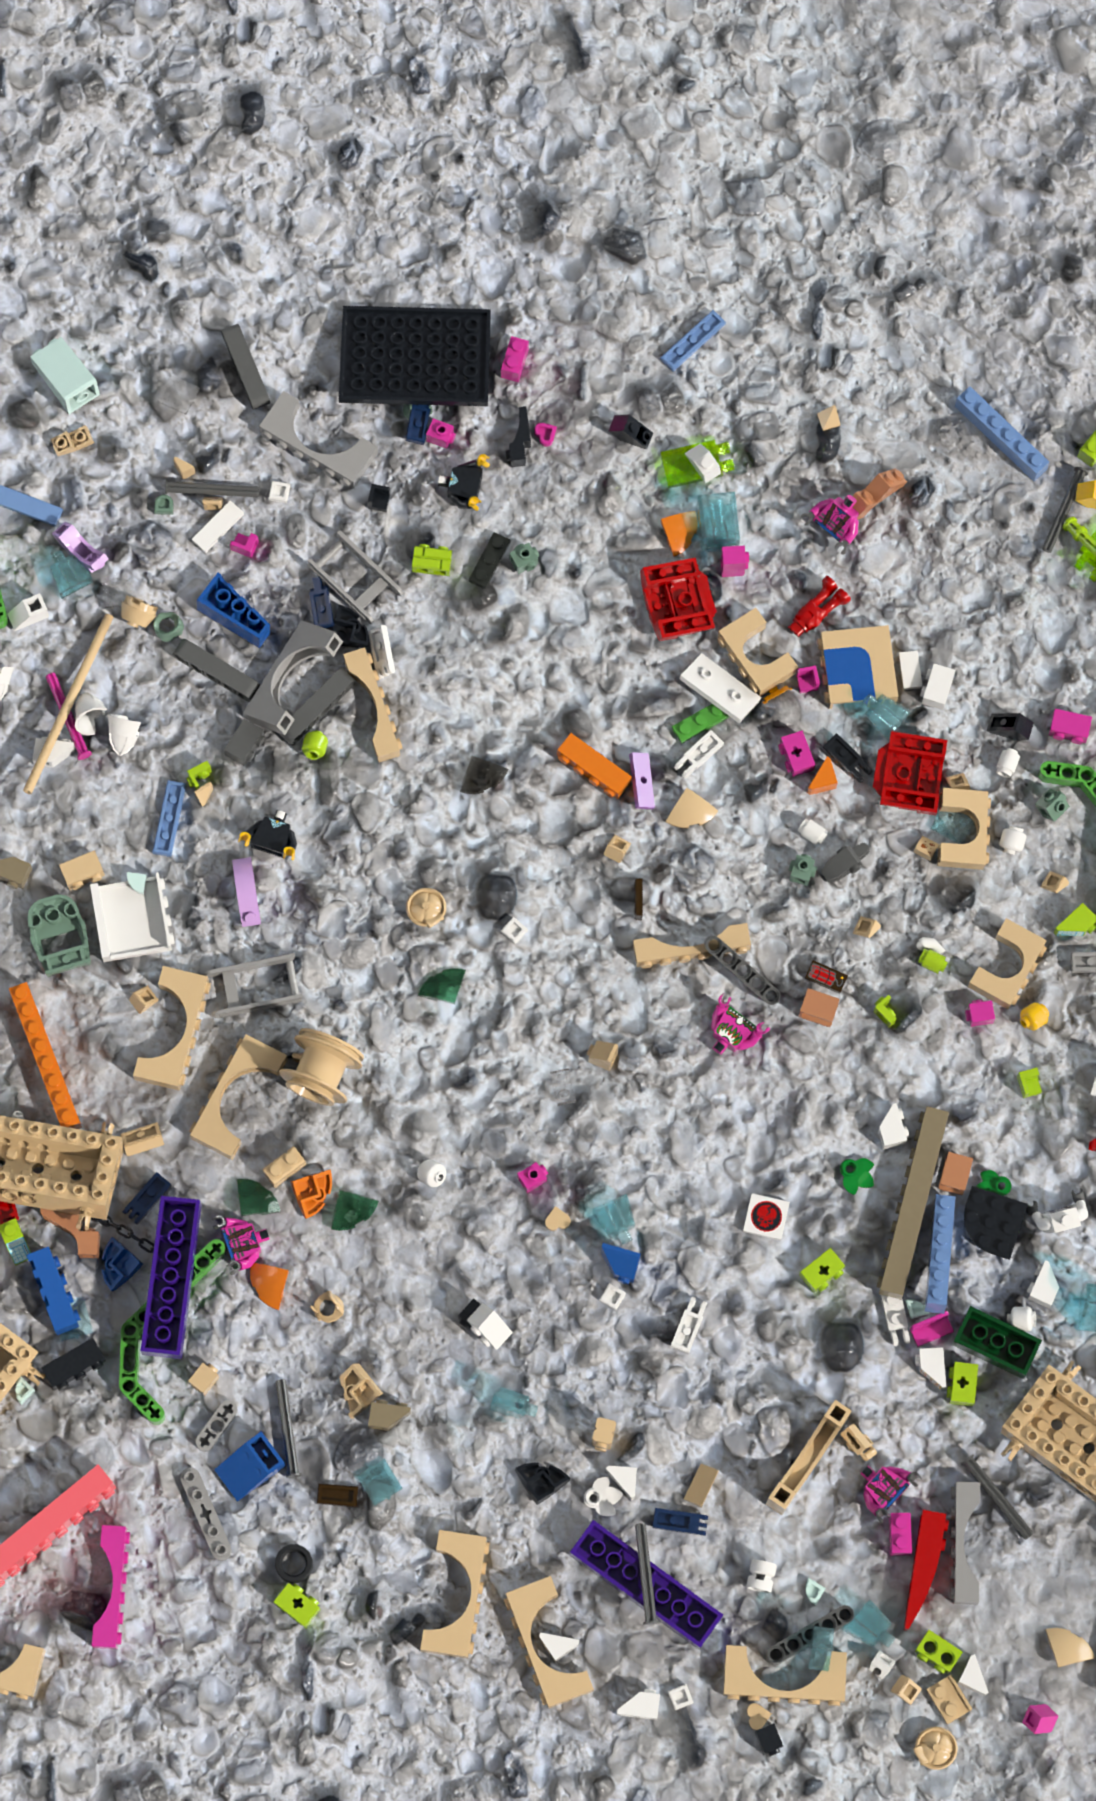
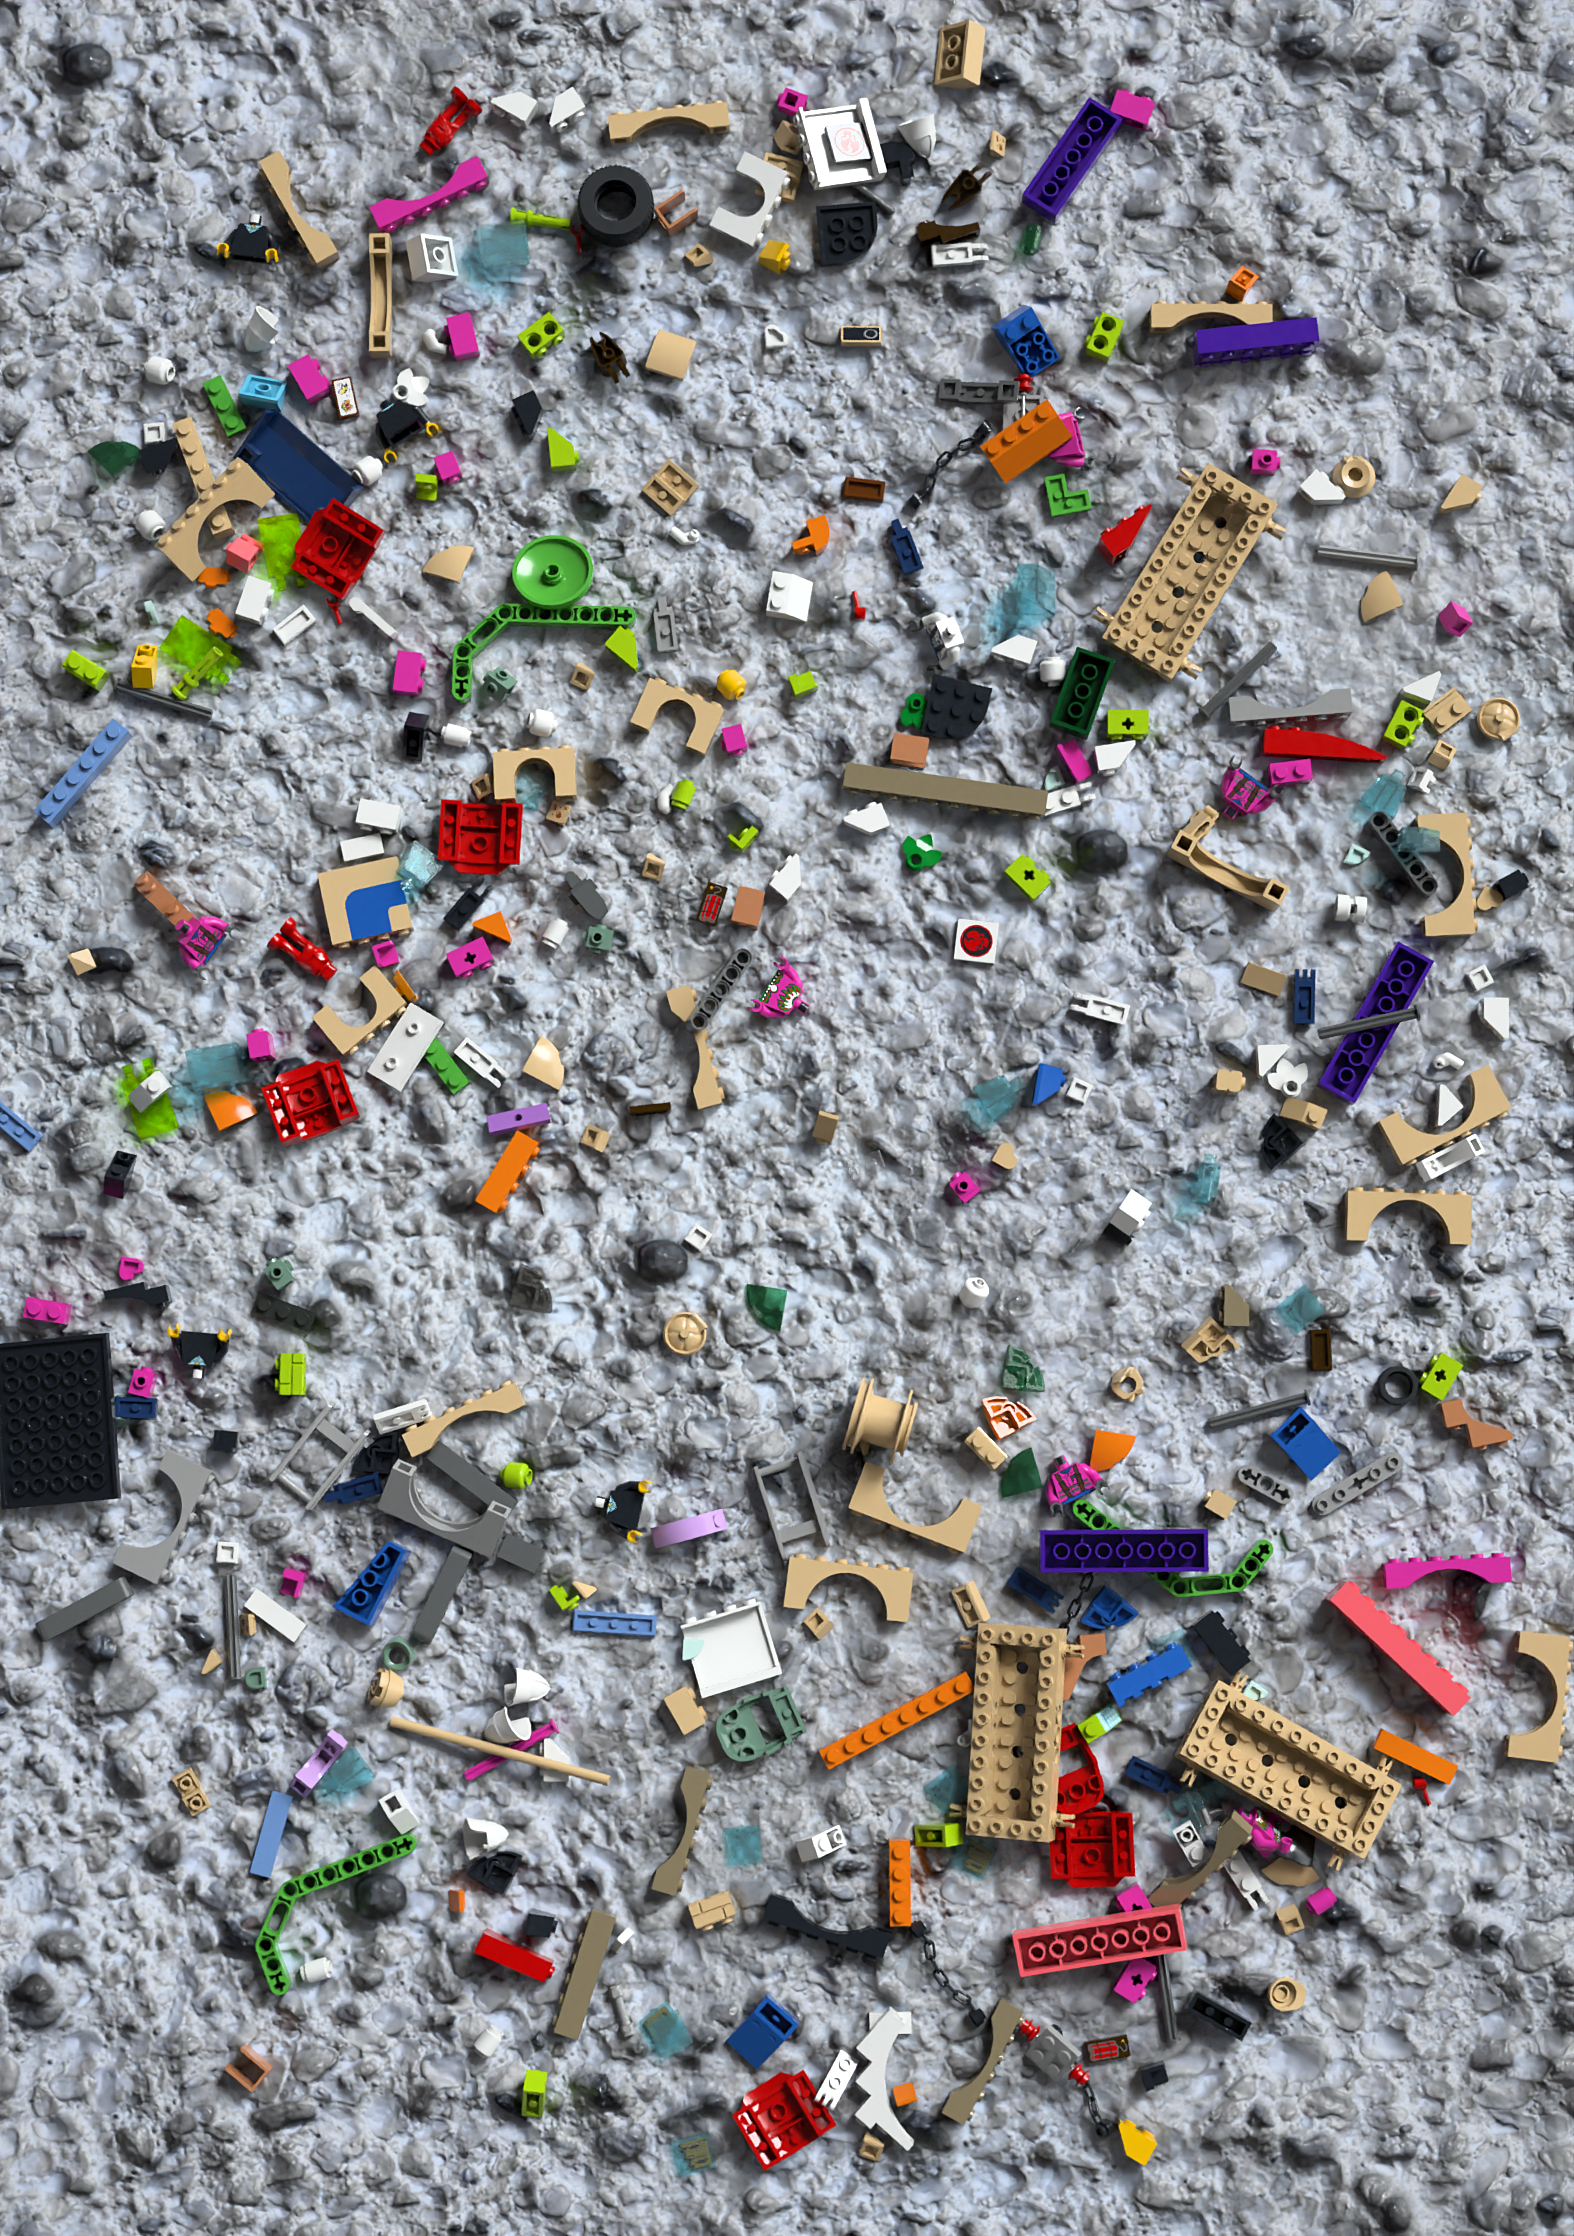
camera: 90 degrees left, 10 degrees up
(65, 375) = (114, 1810): light aqua slope -> none
(237, 1635) = (1477, 1433): none -> nougat arch
(506, 1639) = (1450, 1157): none -> white arch
(566, 1506) = (1303, 1113): none -> tan slope
(603, 1653) = (1447, 1059): none -> white arm
(842, 1048) = (788, 880): none -> white slope
(940, 1254) = (998, 757): medium blue brick -> none

